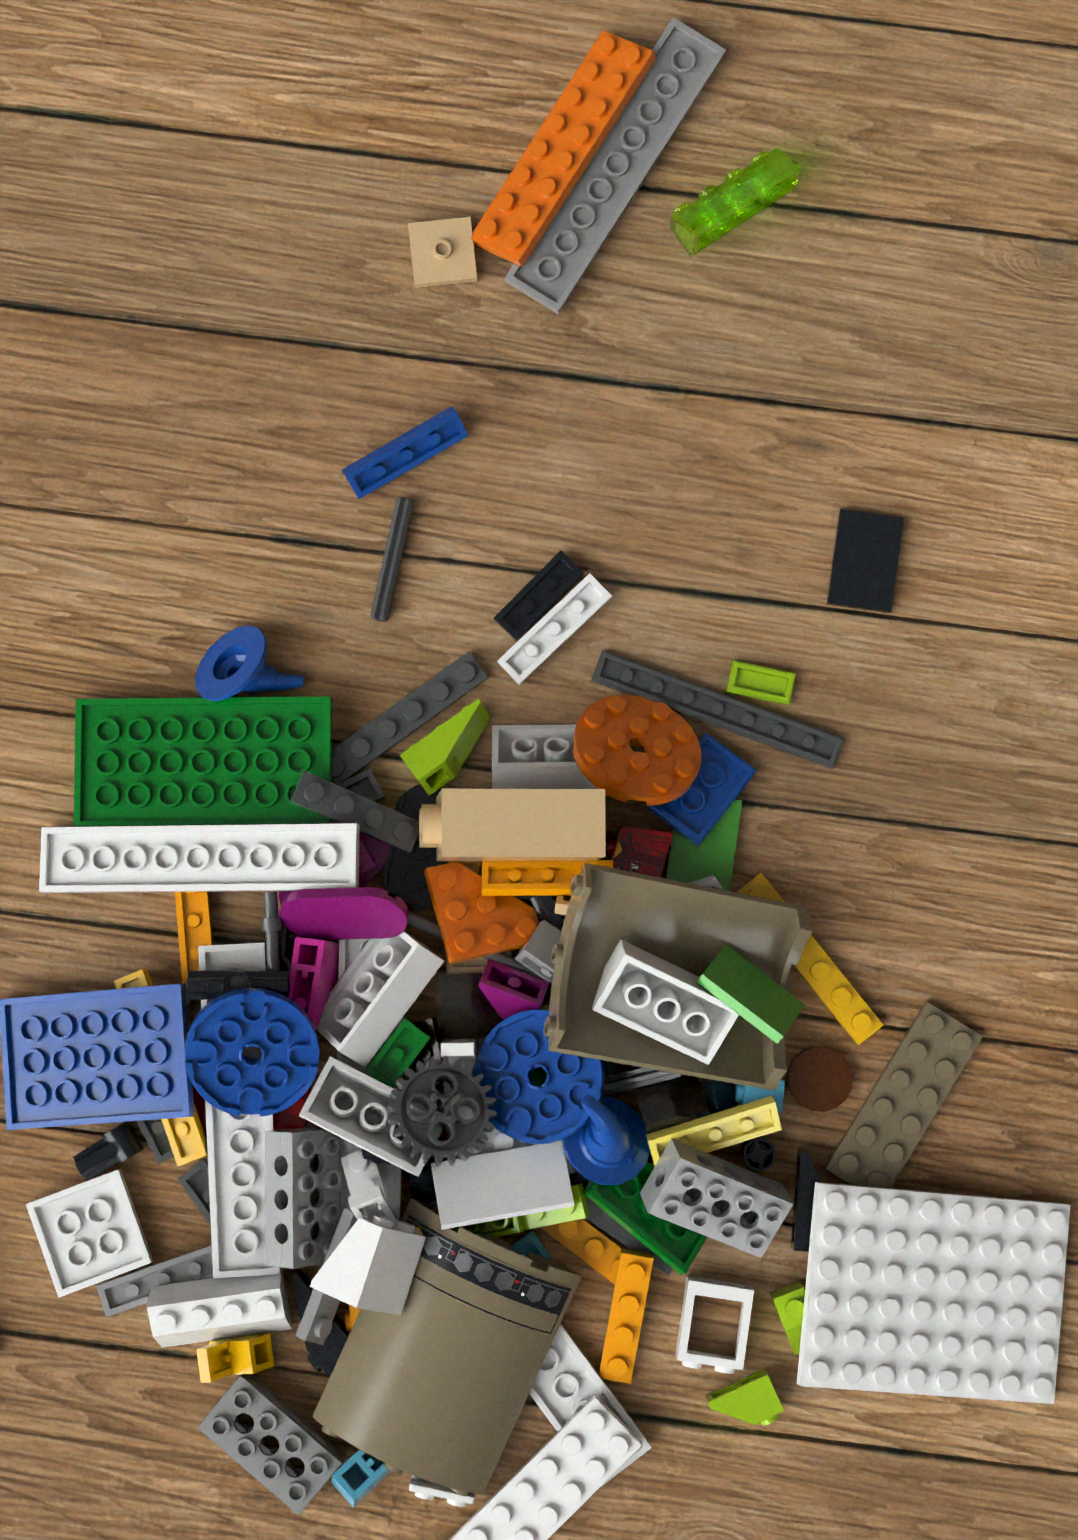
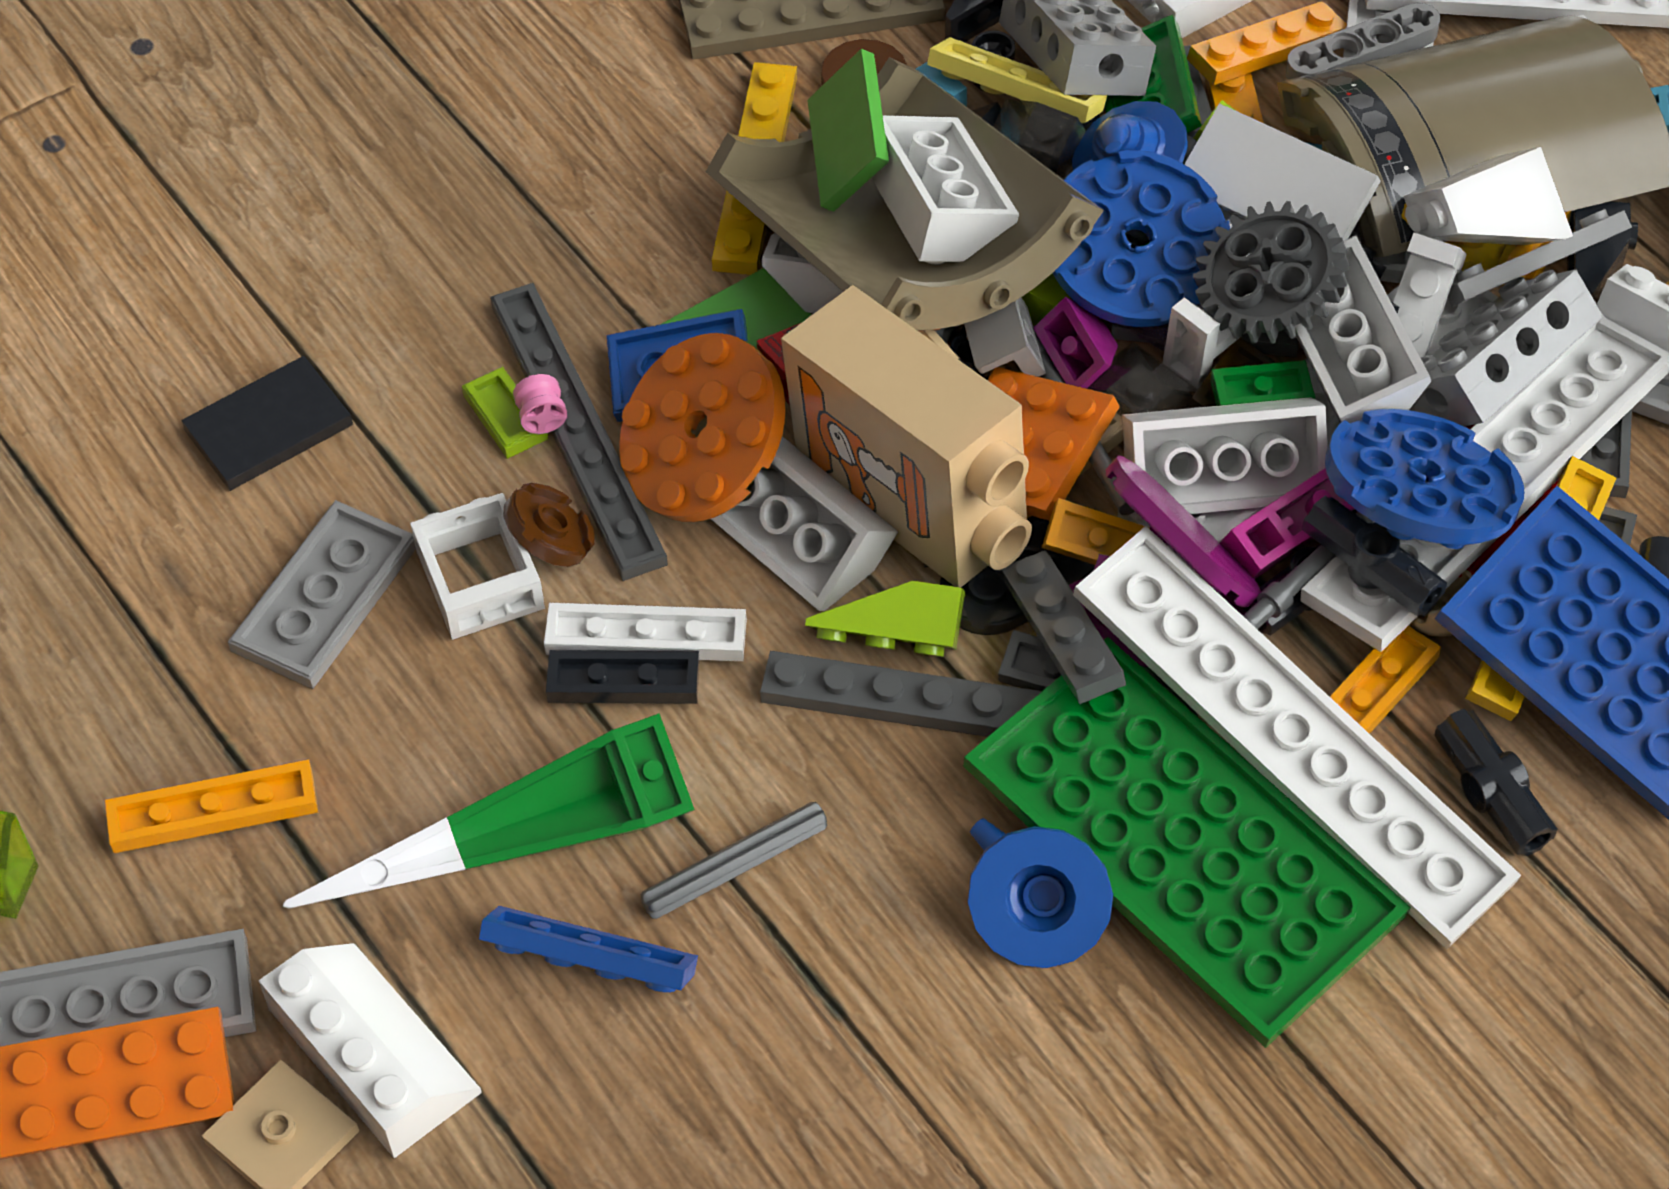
camera: 135 degrees left, 30 degrees down
(95, 936) = (1495, 782): none -> black piece
(398, 876) = (1086, 532): none -> light orange plate
(448, 320) = (367, 1043): none -> white slope
(486, 517) = (591, 794): none -> green plate
(568, 1359) = (1416, 20): none -> light grey beam
(644, 351) = (211, 806): none -> light orange plate
(651, 546) = (489, 601): none -> white window
(657, 633) = (547, 525): none -> reddish brown tile
(727, 503) = (323, 594): none -> light grey tile
(736, 692) = (540, 404): none -> bright pink wheel

